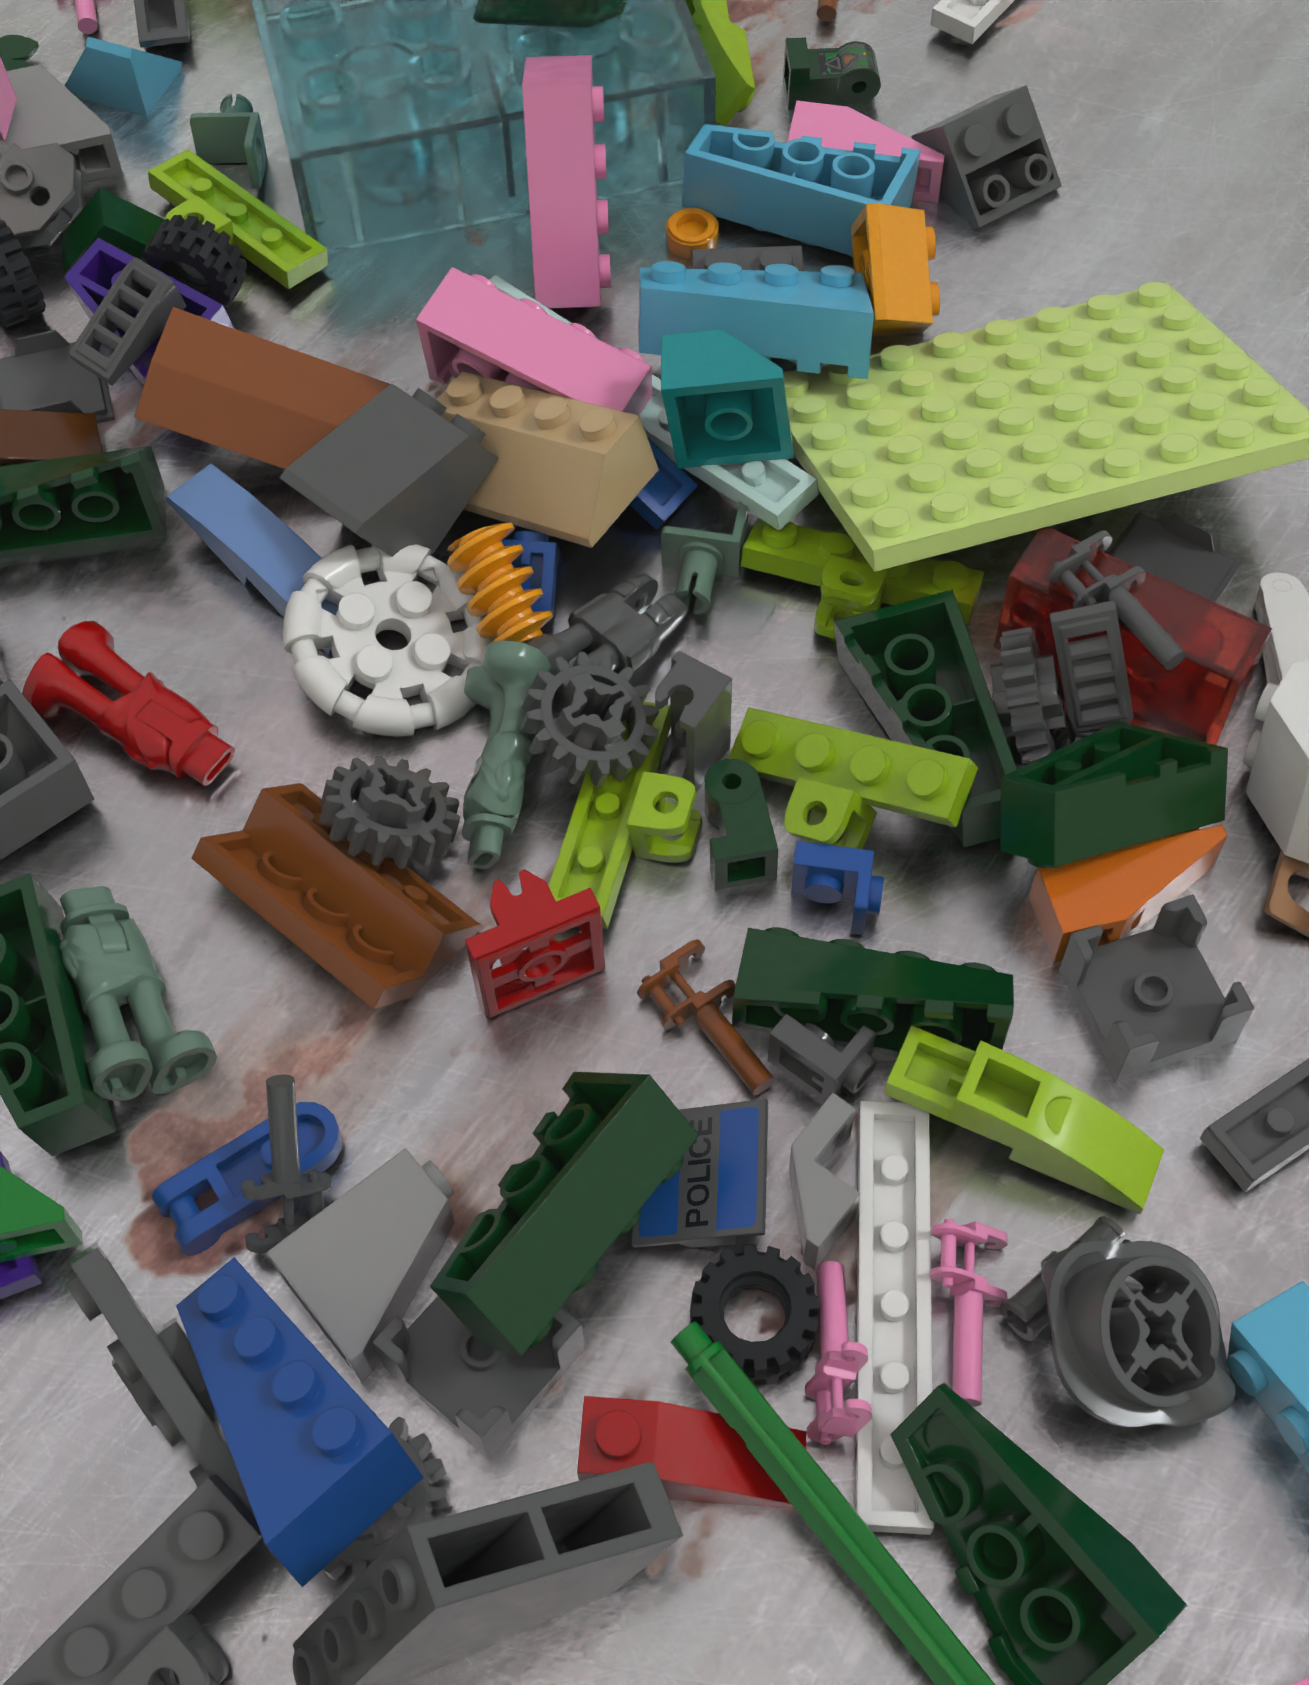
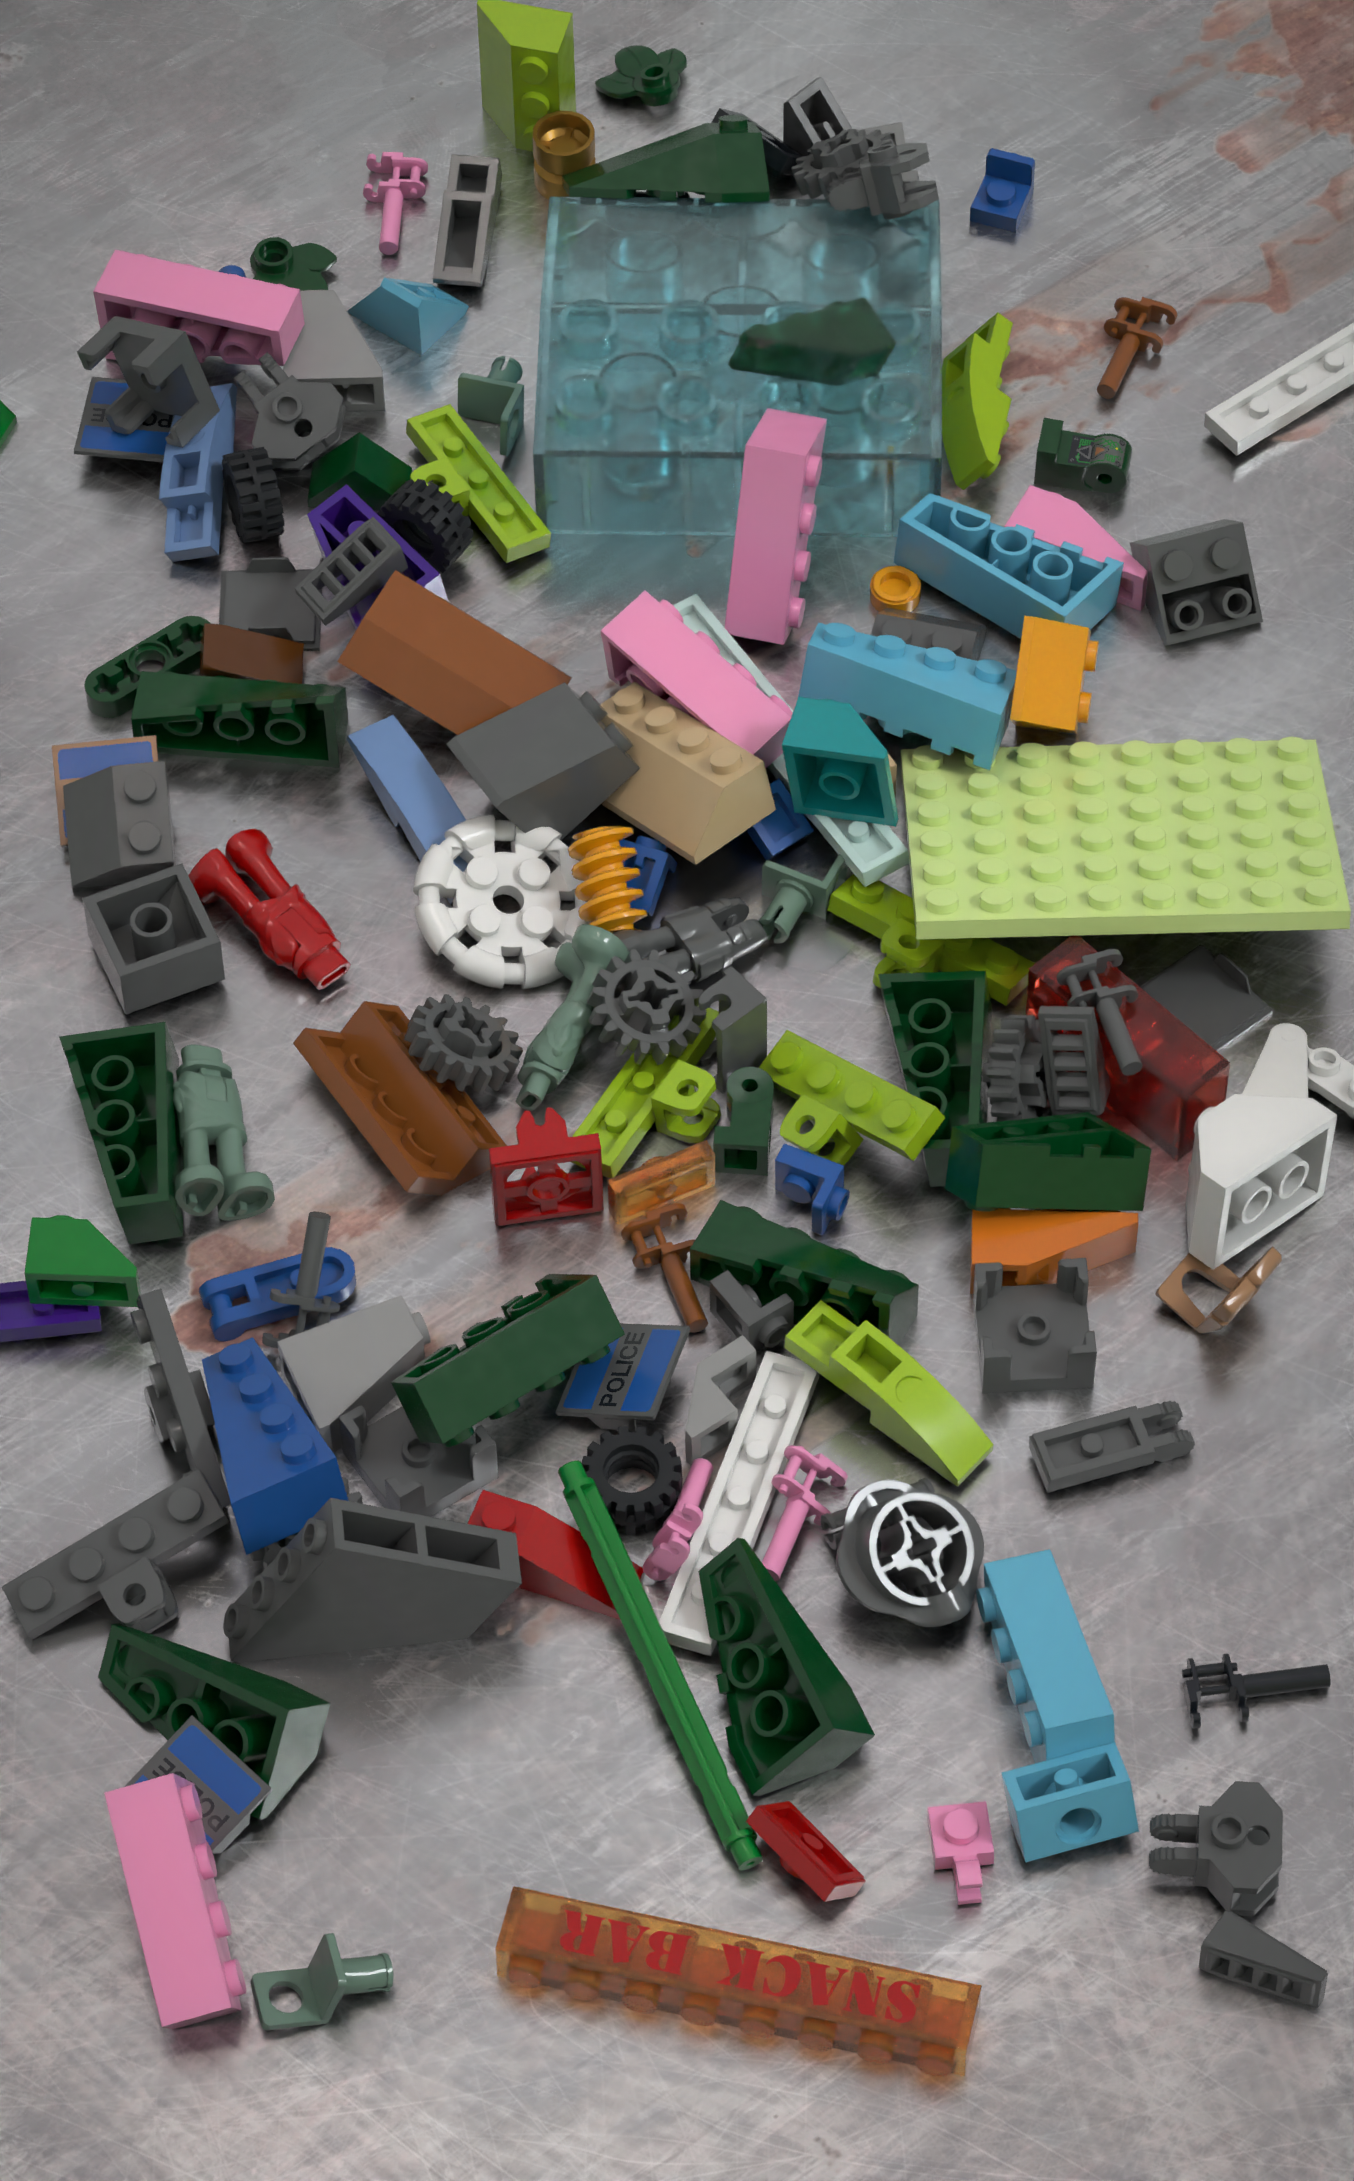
camera: 15 degrees right, 5 degrees down
(665, 920) = (661, 1182): none -> clear orange plate

